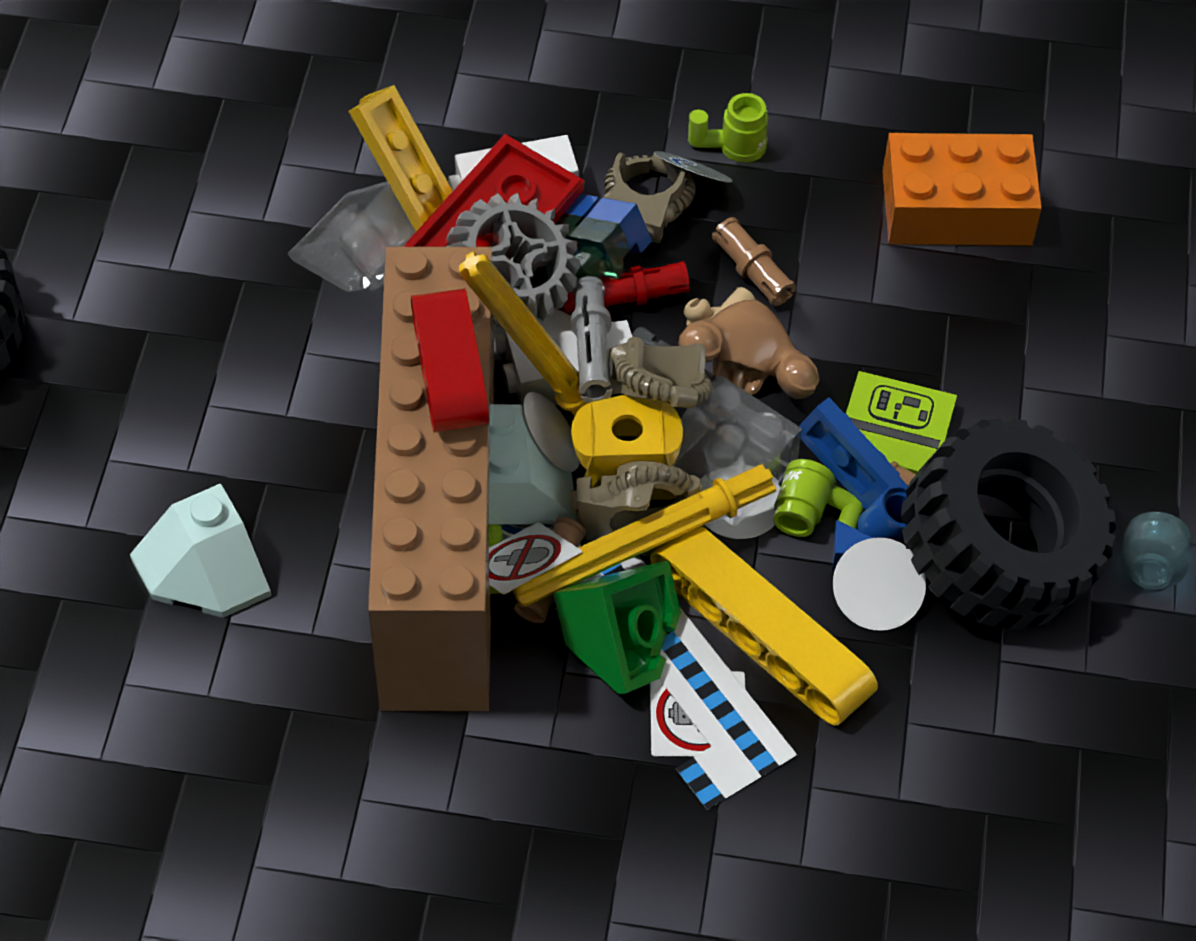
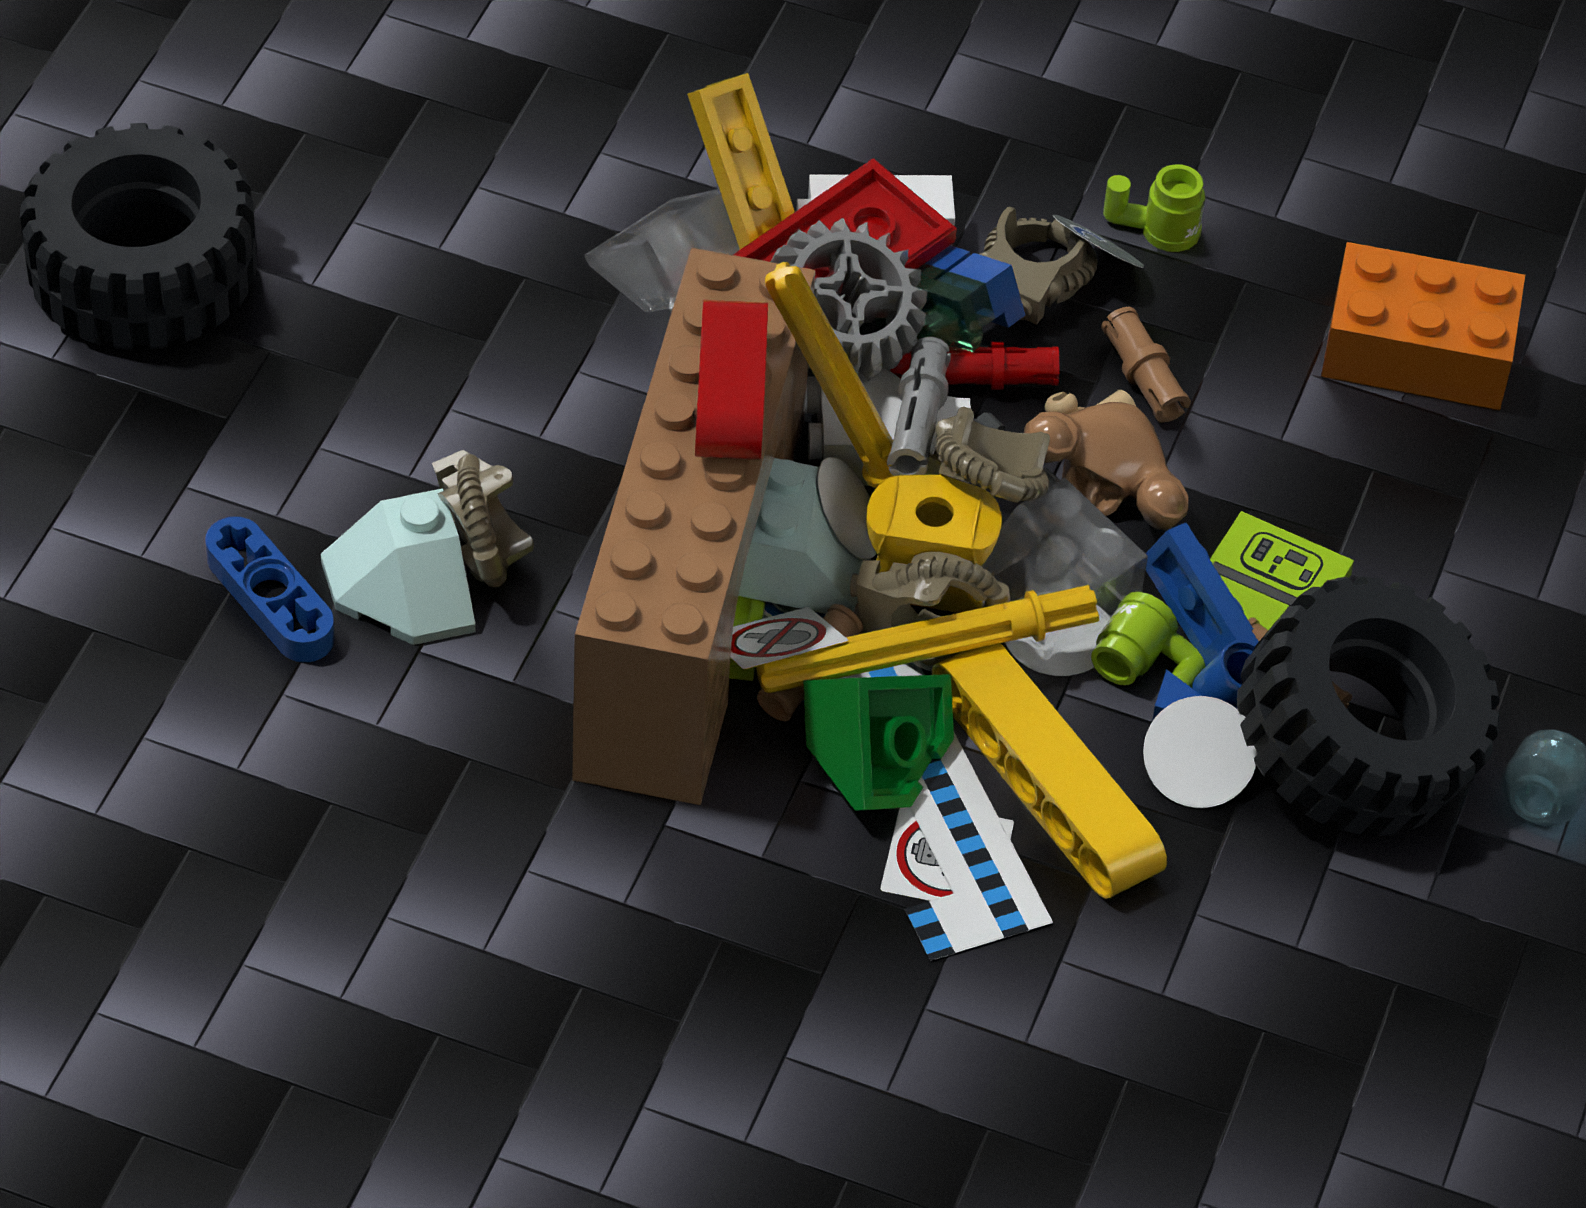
camera: 10 degrees right, 5 degrees down
(101, 615) = (273, 613): none -> blue beam
(247, 485) = (482, 522): none -> dark tan piece

